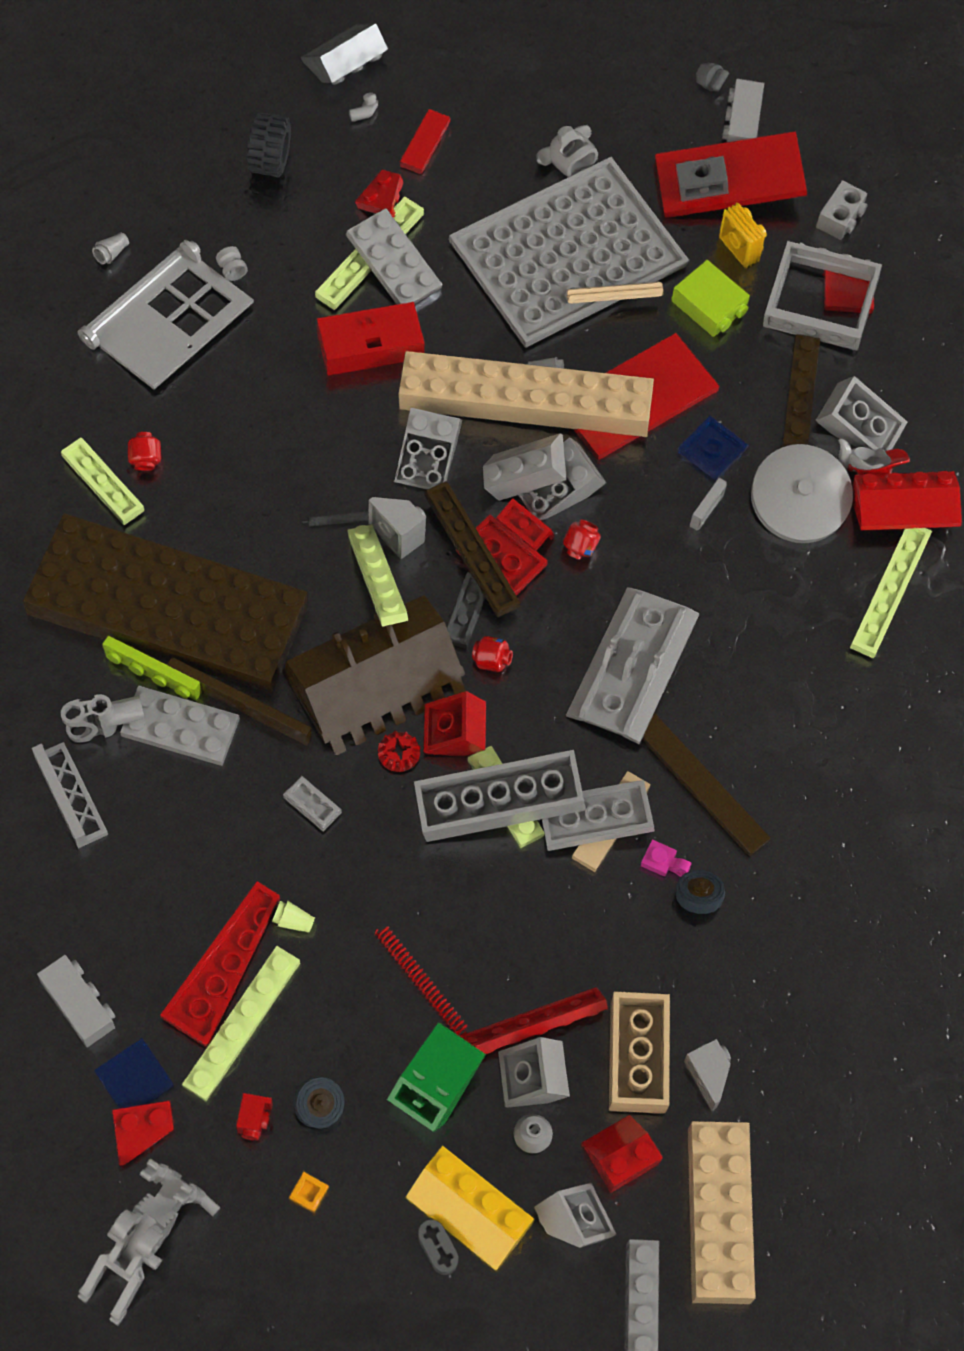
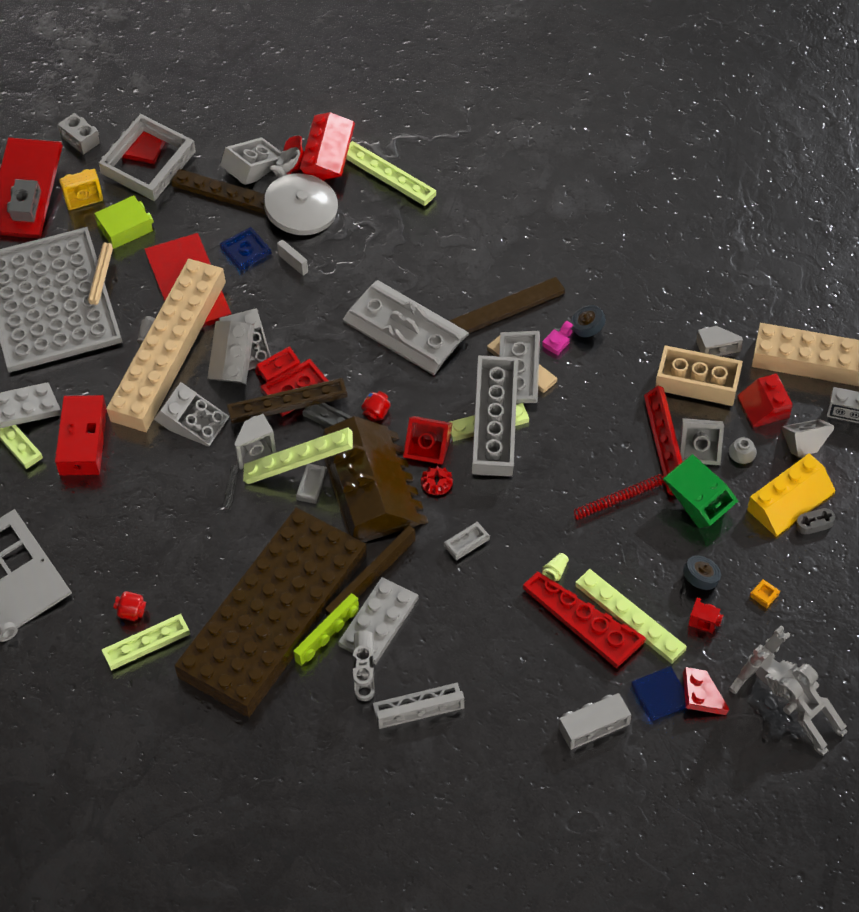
camera: 70 degrees left, 10 degrees down
(355, 607) = (311, 483): none -> light grey tile
(581, 539) = (299, 334): red head -> none

